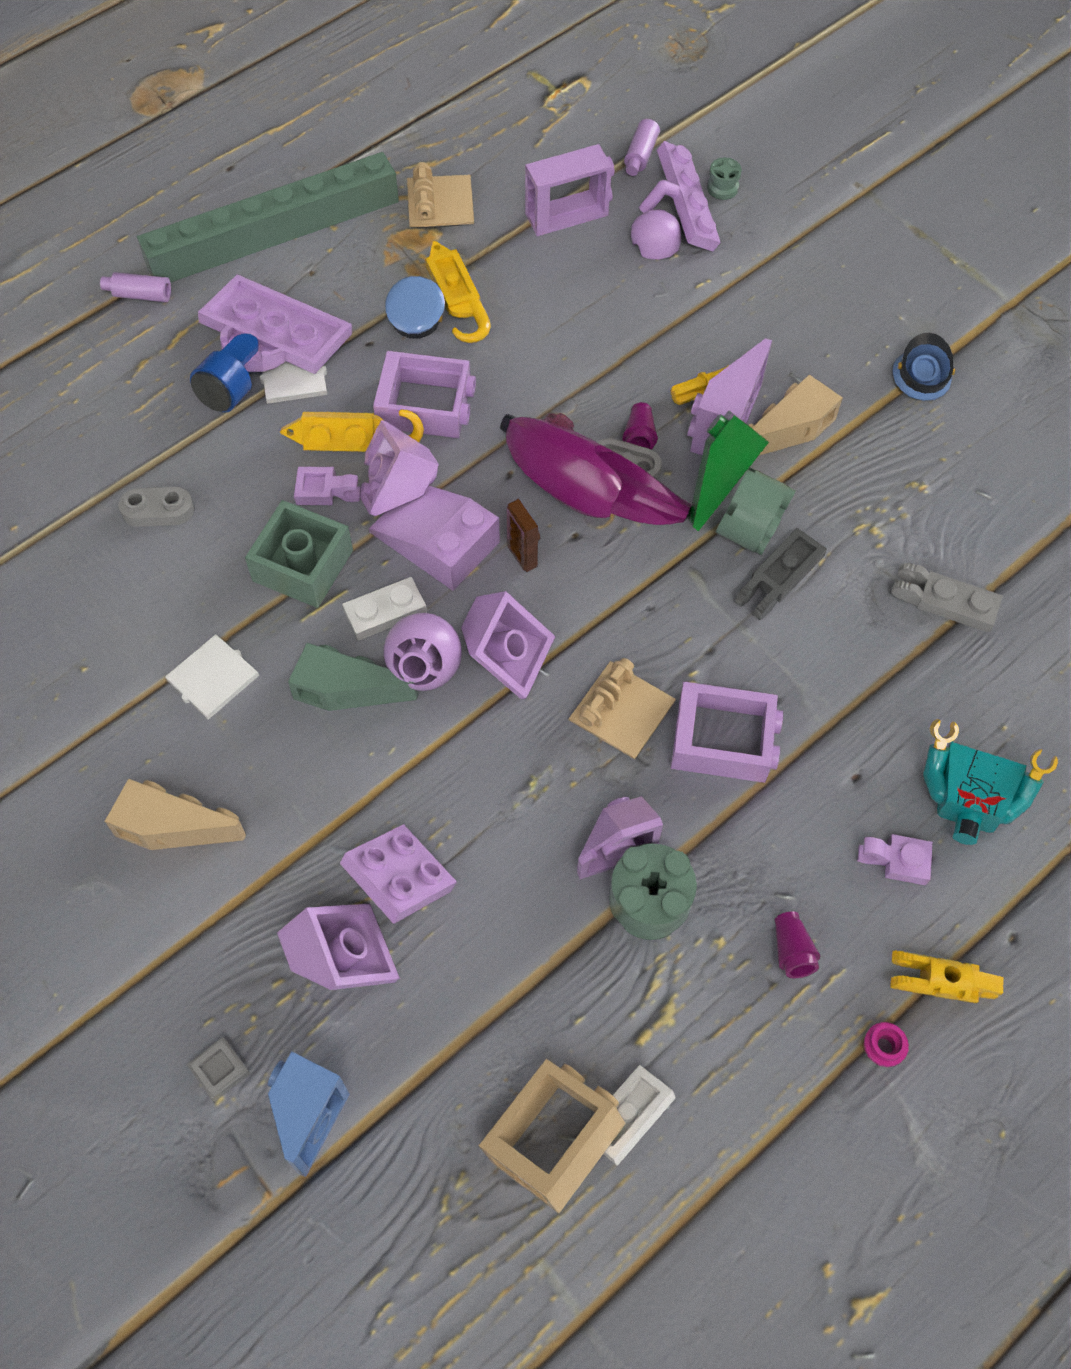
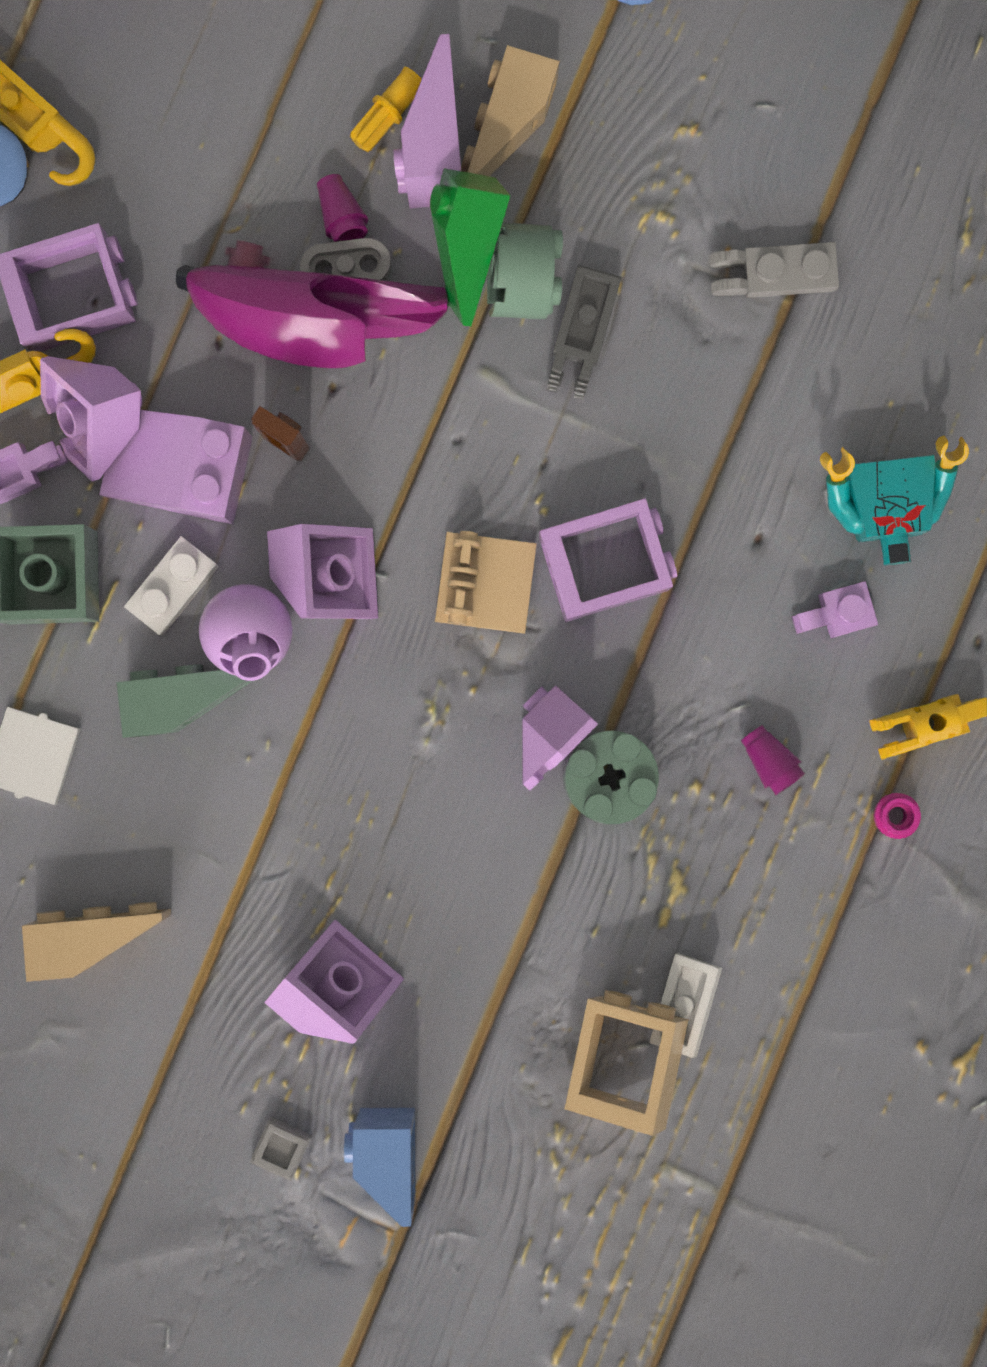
camera: 25 degrees left, 25 degrees up
(398, 873) = (349, 883): lavender plate -> none

